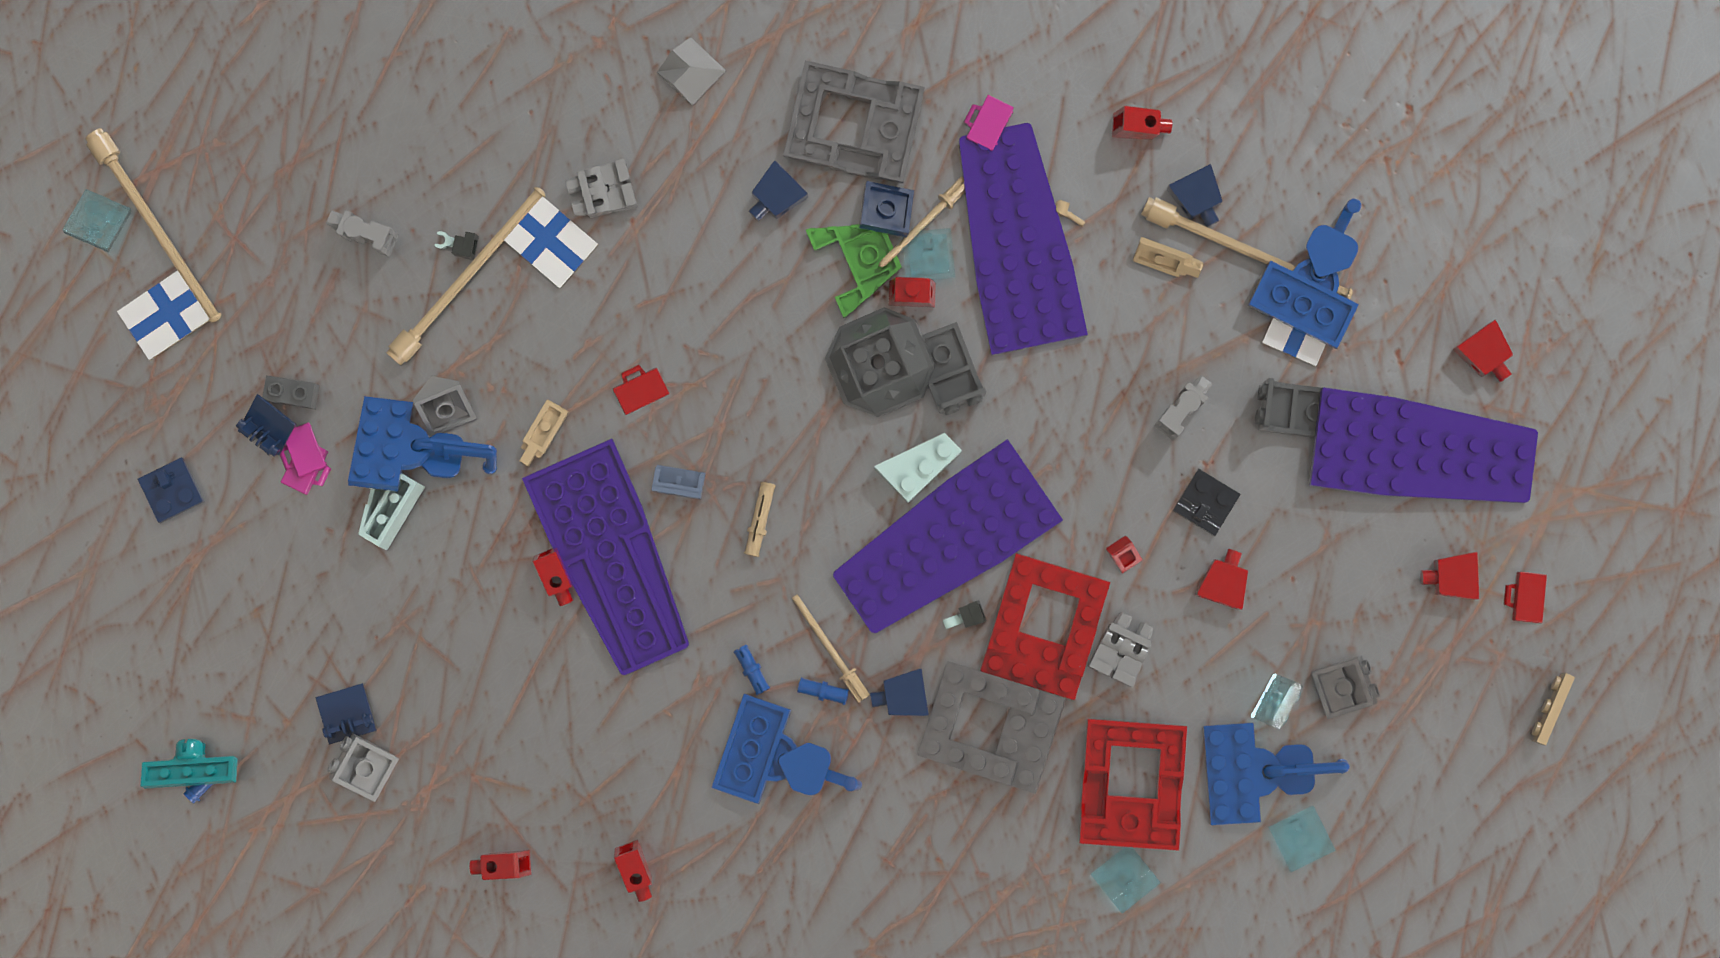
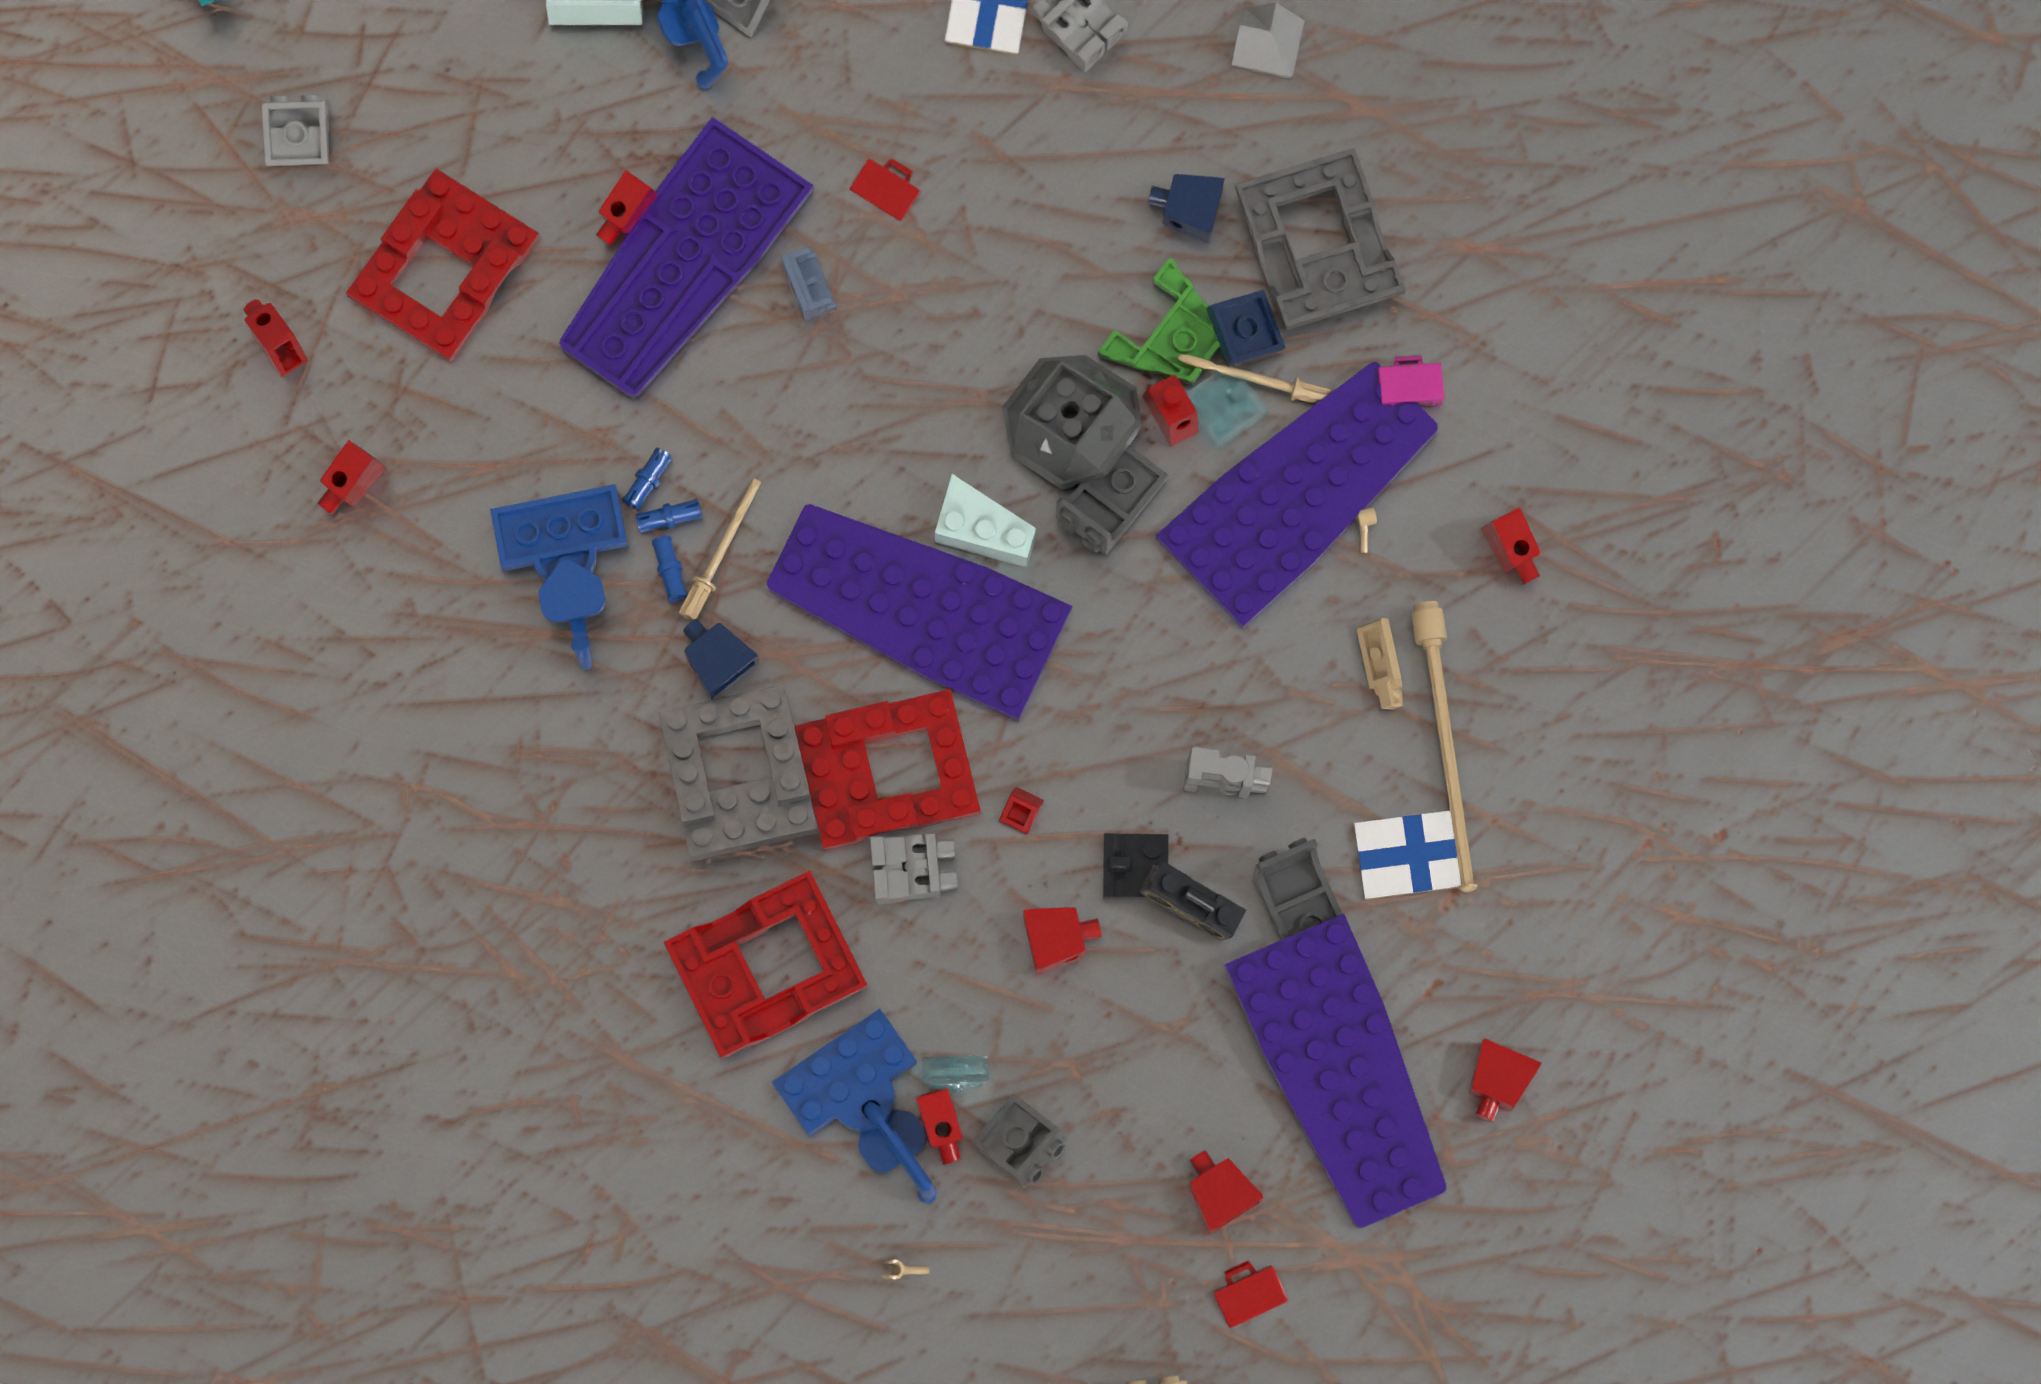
camera: 55 degrees right, 10 degrees down
(345, 713) = (345, 82): dark blue hinge -> none
(501, 689) = (466, 228): none -> red piece
(542, 431) = (776, 111): tan hinge -> none
(759, 519) = (826, 390): tan pin -> none
(786, 670) = (669, 515): none -> blue pin
(969, 615) = (848, 677): pearl dark grey piece -> none
(1125, 878) = (654, 1022): clear light blue hinge -> none
(1198, 195) = (1475, 655): dark blue torso -> none
(1256, 480) = (1192, 901): none -> black piece
(1301, 838) = (817, 1195): clear light blue hinge -> none
(1304, 299) = (1431, 843): blue plate -> none
(1306, 732) = (936, 1108): none -> red torso
(1382, 814) = (899, 1269): none -> tan hand

